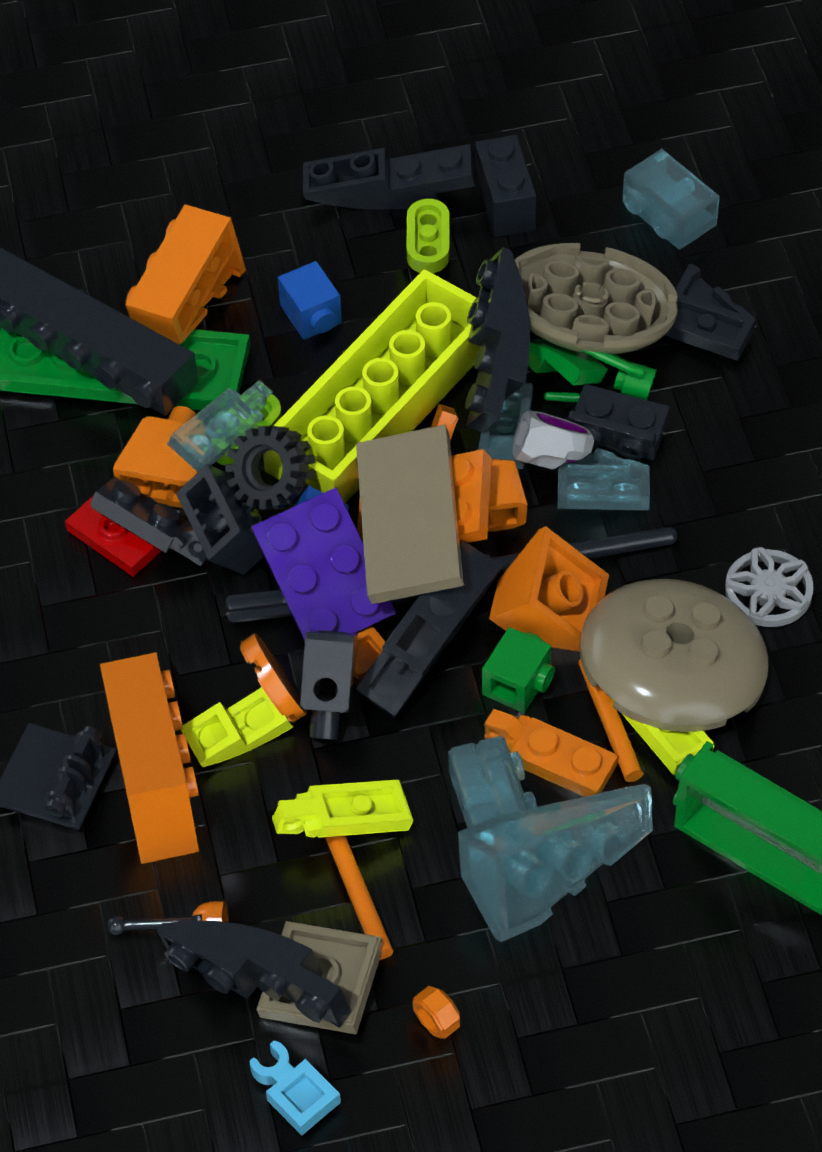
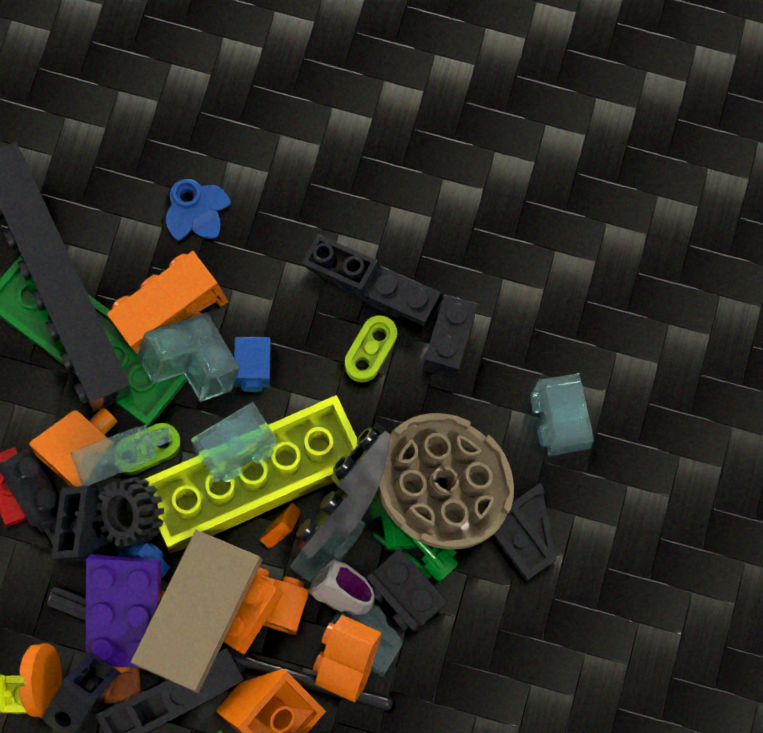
camera: 20 degrees right, 20 degrees up
(152, 203) = (199, 213): none -> blue plate
(242, 306) = (190, 349): none -> clear light blue brick
(345, 346) = (234, 443): none -> clear light blue brick
(601, 493) = (347, 657): none -> orange brick

